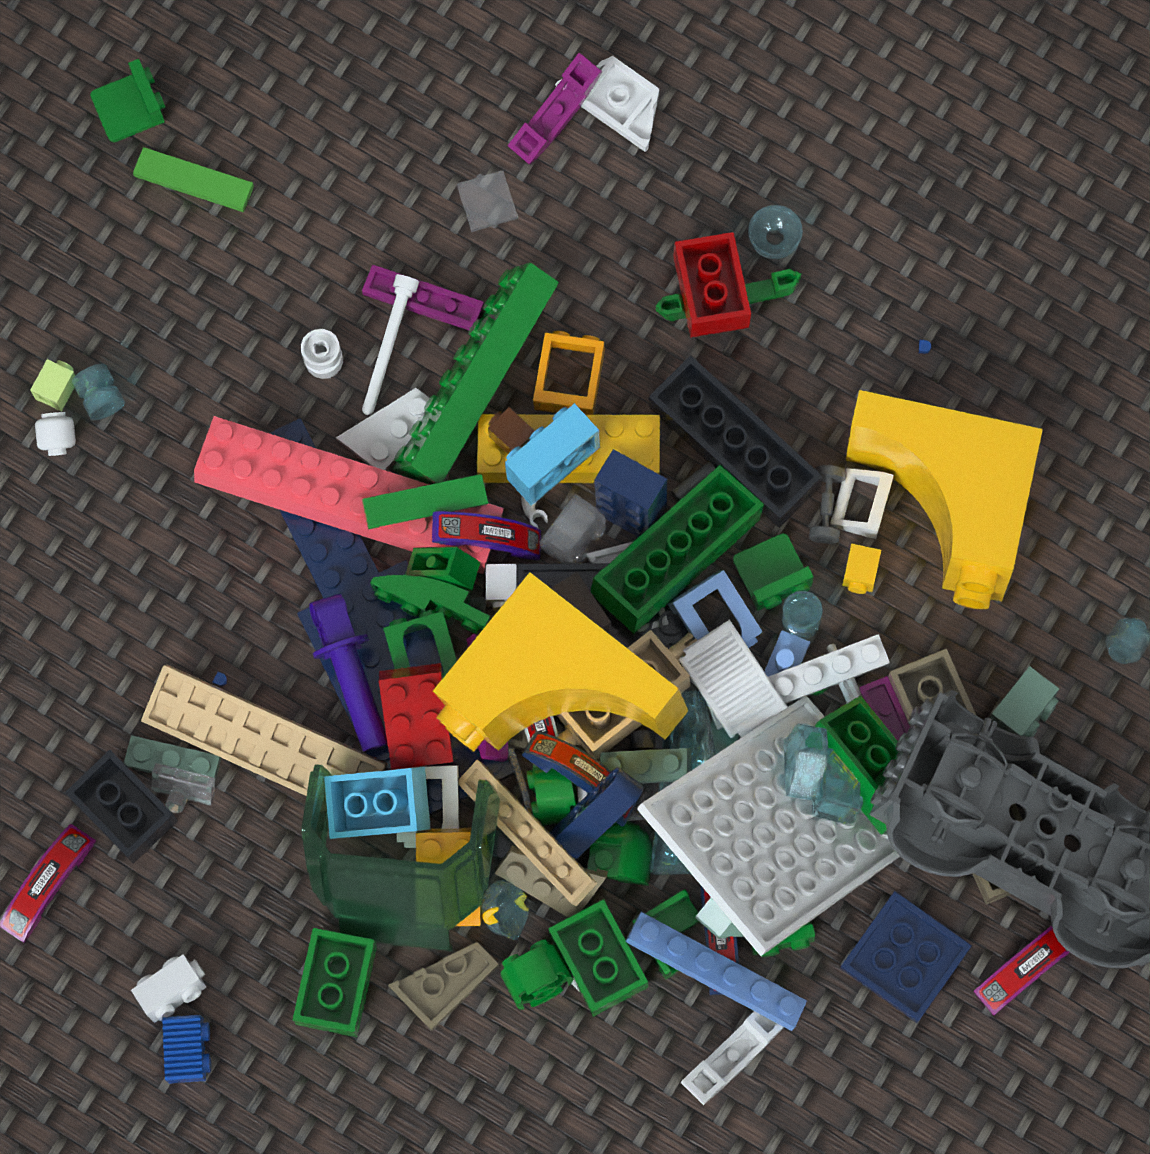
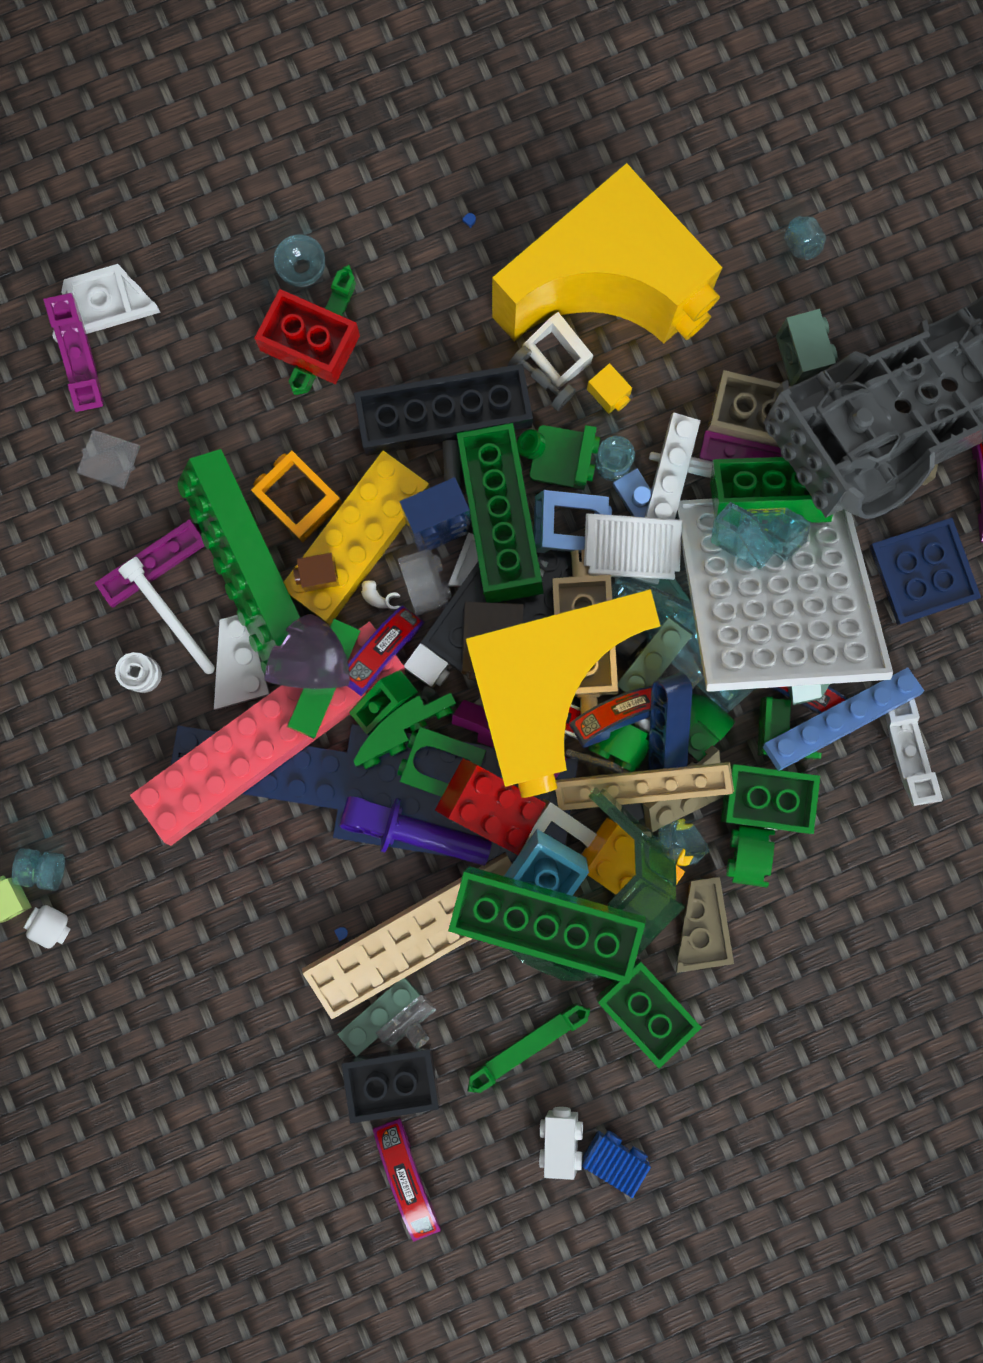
camera: 60 degrees left, 10 degrees up
(232, 905) = (567, 1020): none -> green piece
(347, 818) = (547, 924): none -> green brick
(432, 473) = (308, 657): none -> clear purple brick
(552, 453) = (358, 552): medium azure brick -> none
(762, 536) = (531, 444): none -> green tile

